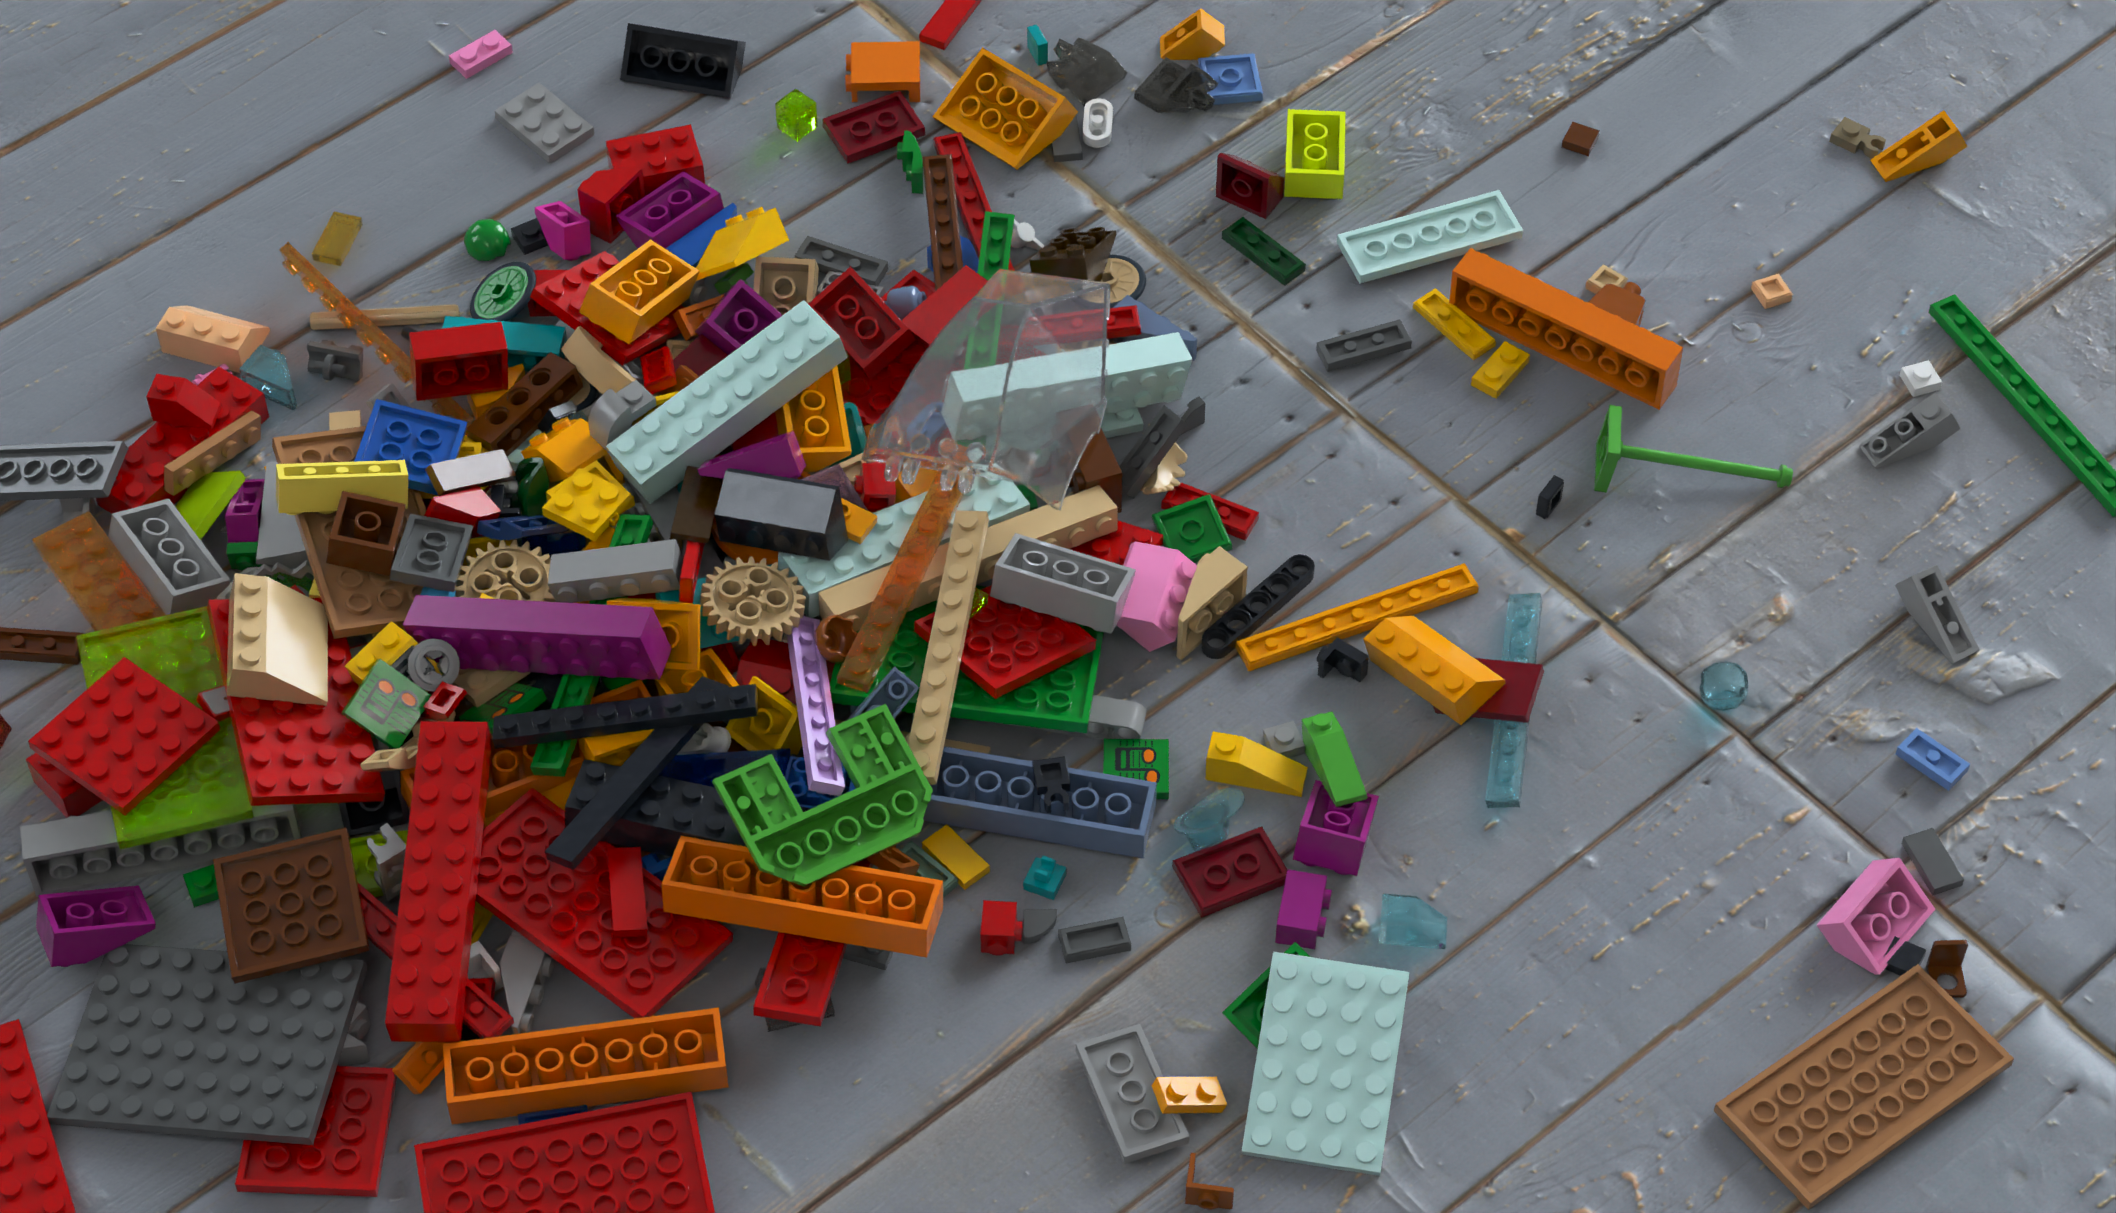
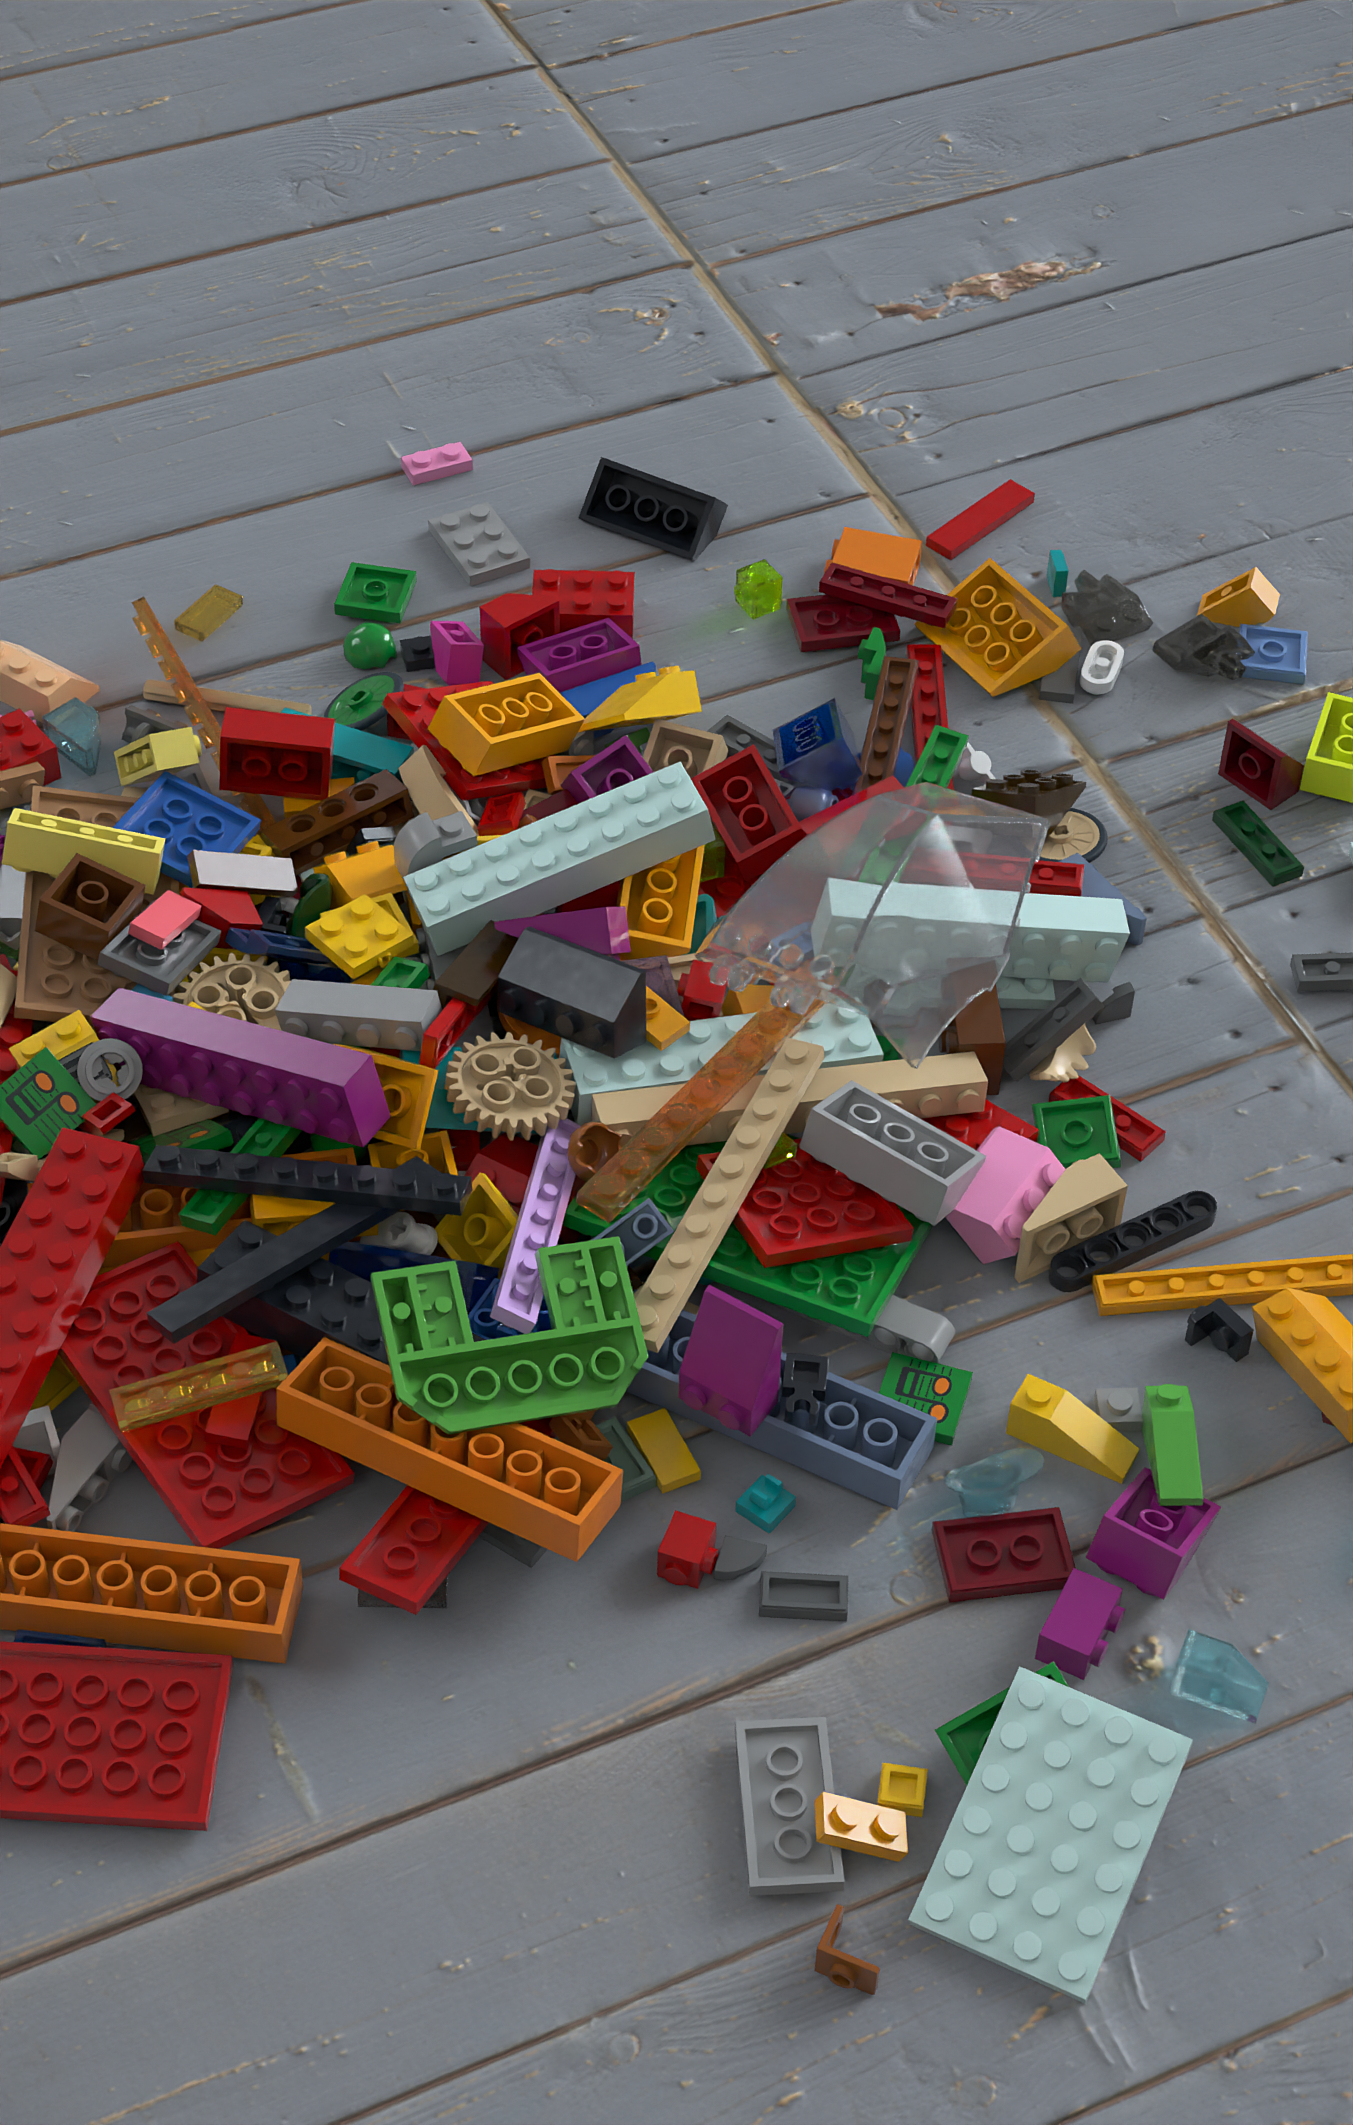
camera: 15 degrees right, 5 degrees down
(358, 385) = (155, 753): none -> light yellow brick
(428, 528) = (164, 919): none -> coral tile
(474, 189) = (375, 592): none -> green plate
(598, 897) = (198, 1386): none -> clear yellow plate
(895, 252) = (818, 749): none -> clear blue slope
(906, 98) = (888, 595): none -> dark red plate
(997, 779) = (732, 1362): none -> magenta slope
(1209, 1060) = (902, 1788): none -> yellow tile

